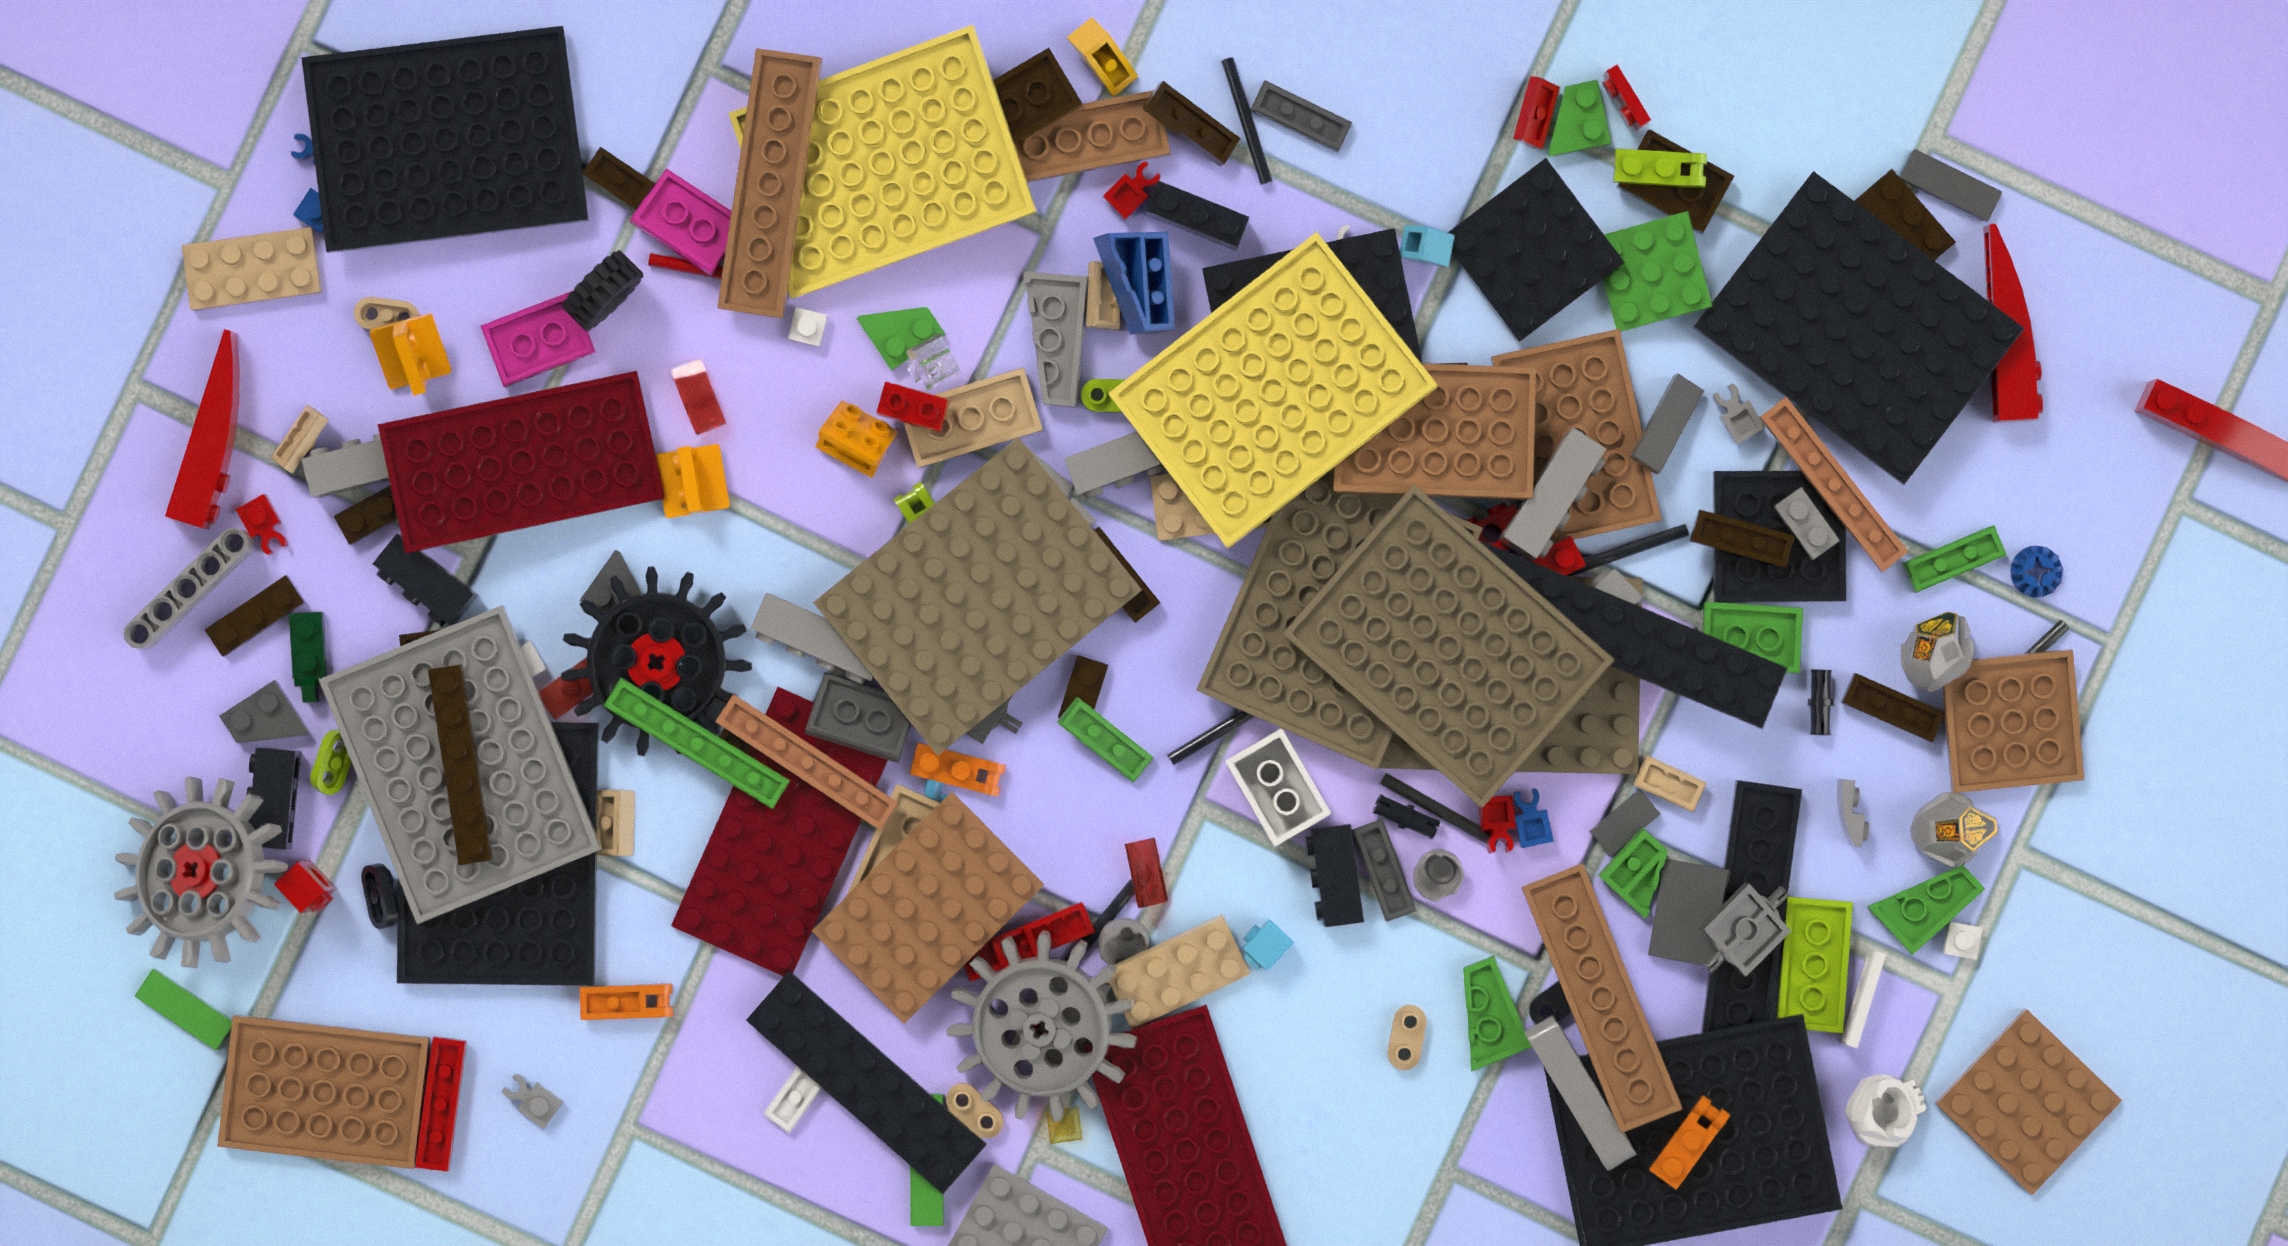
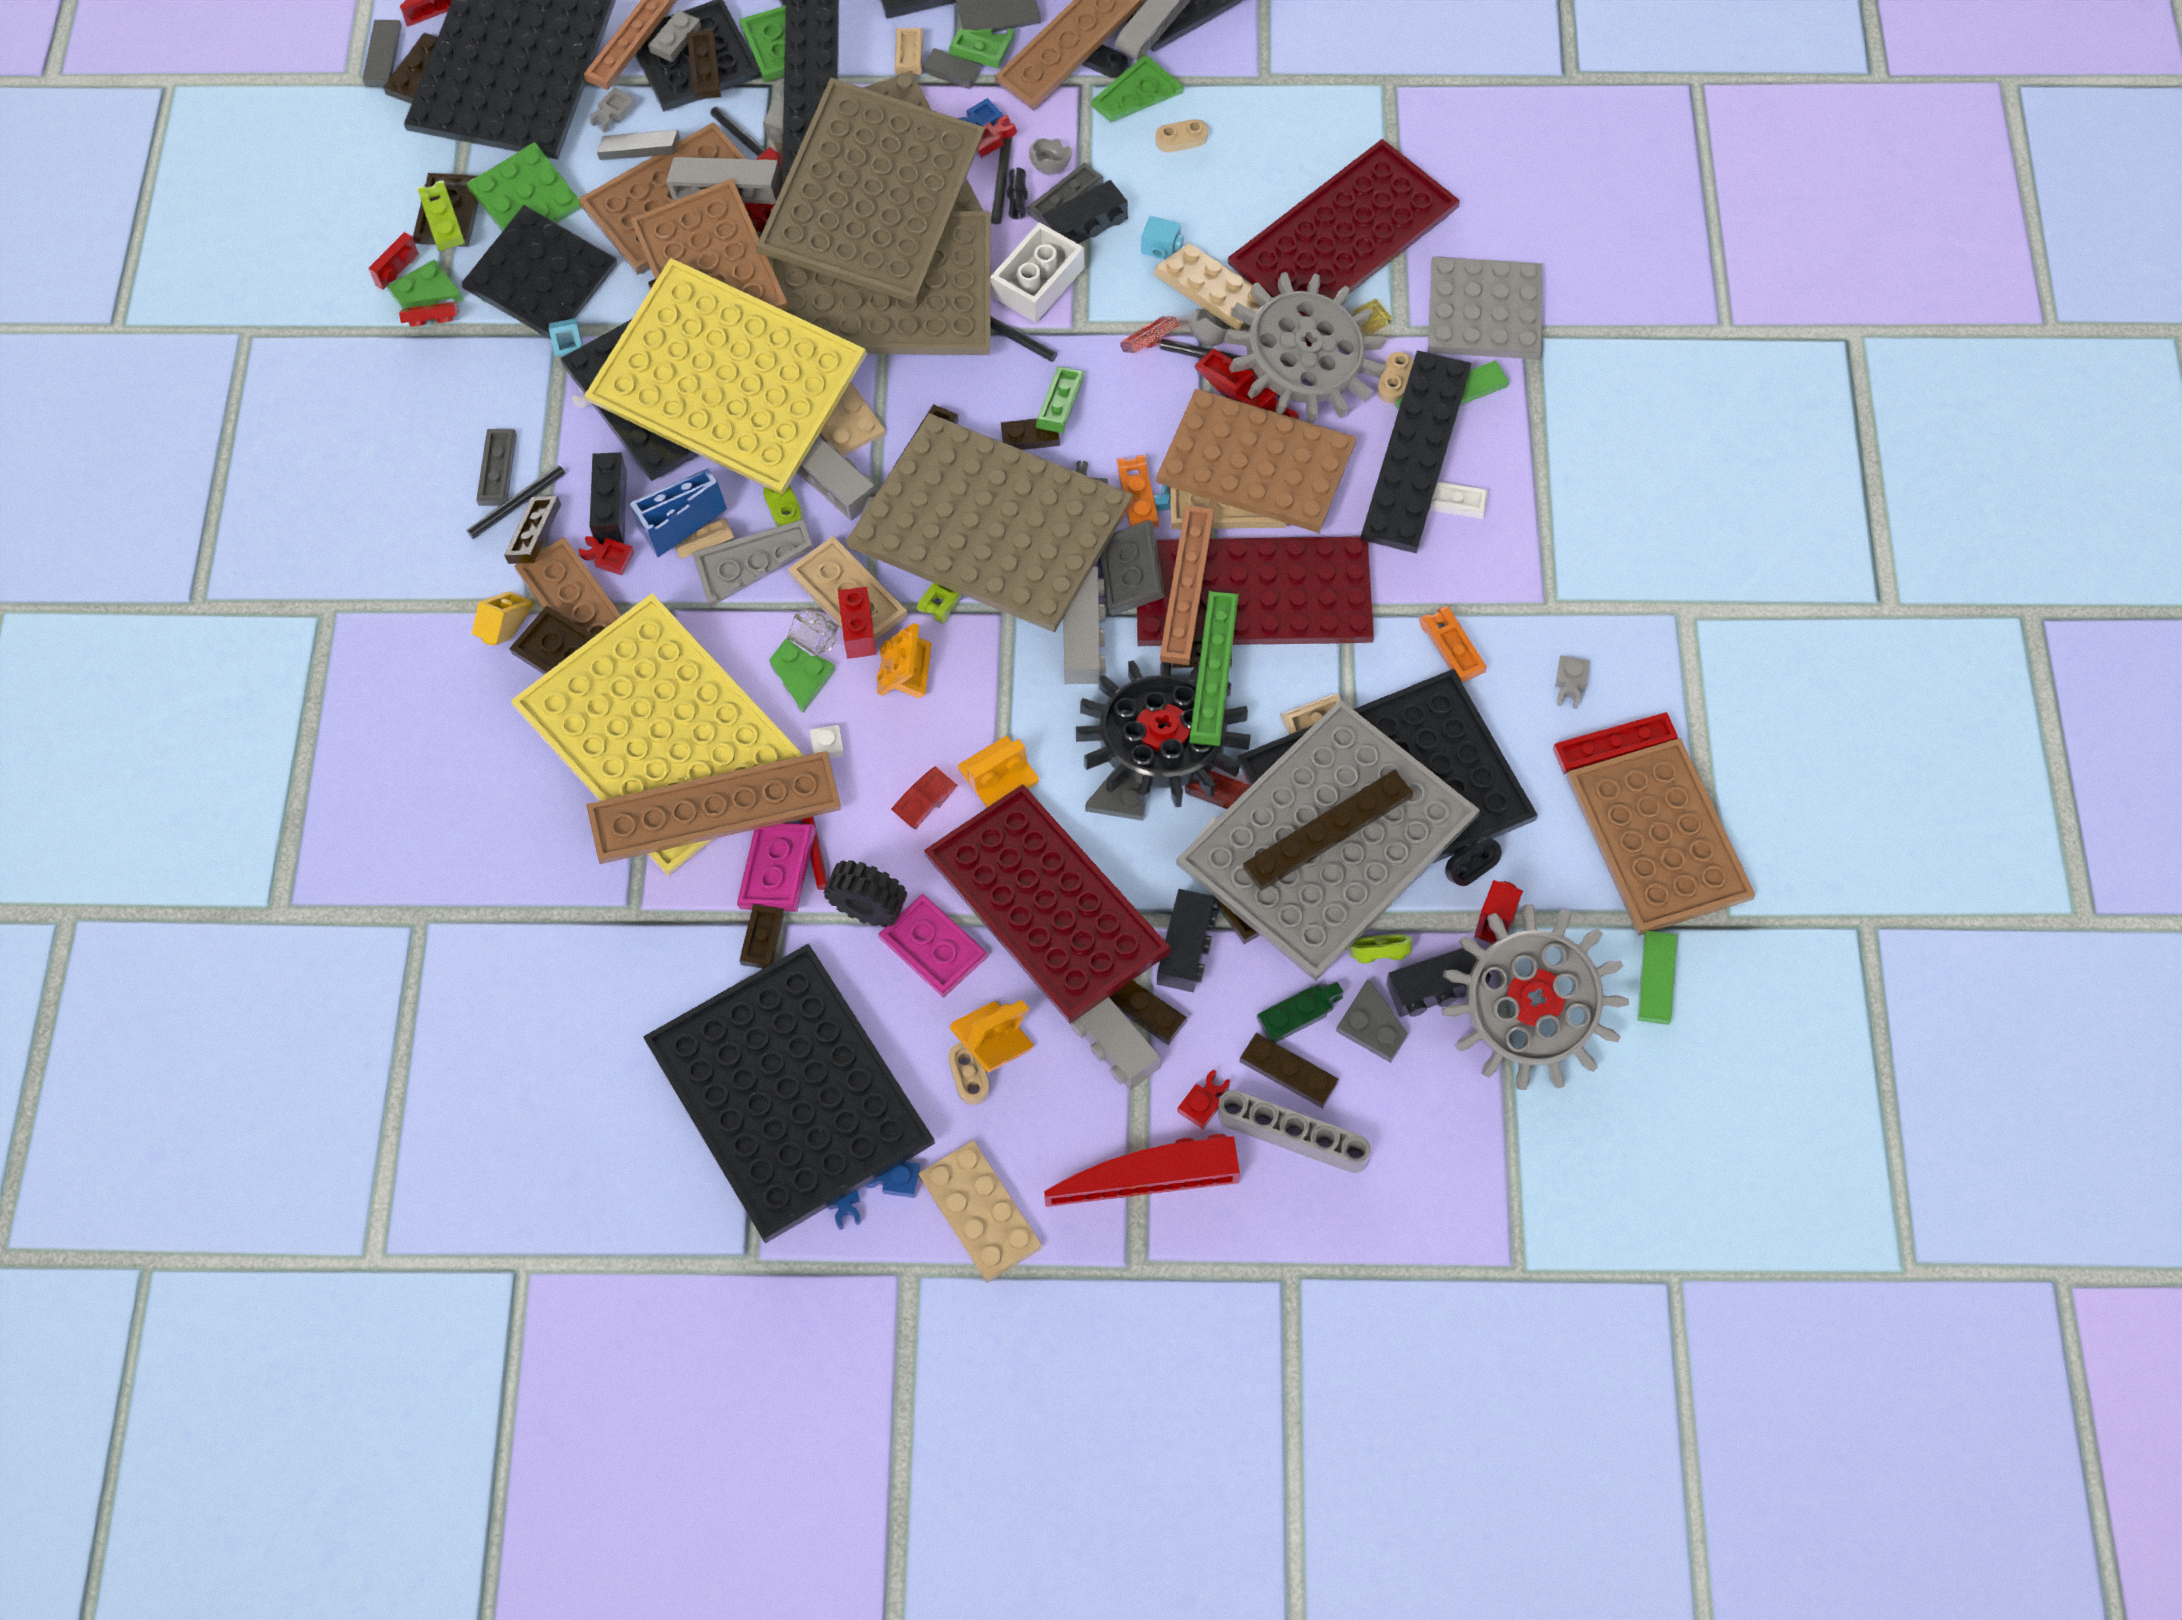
camera: 110 degrees left, 25 degrees down
(300, 438) = (1113, 1096): tan plate -> none

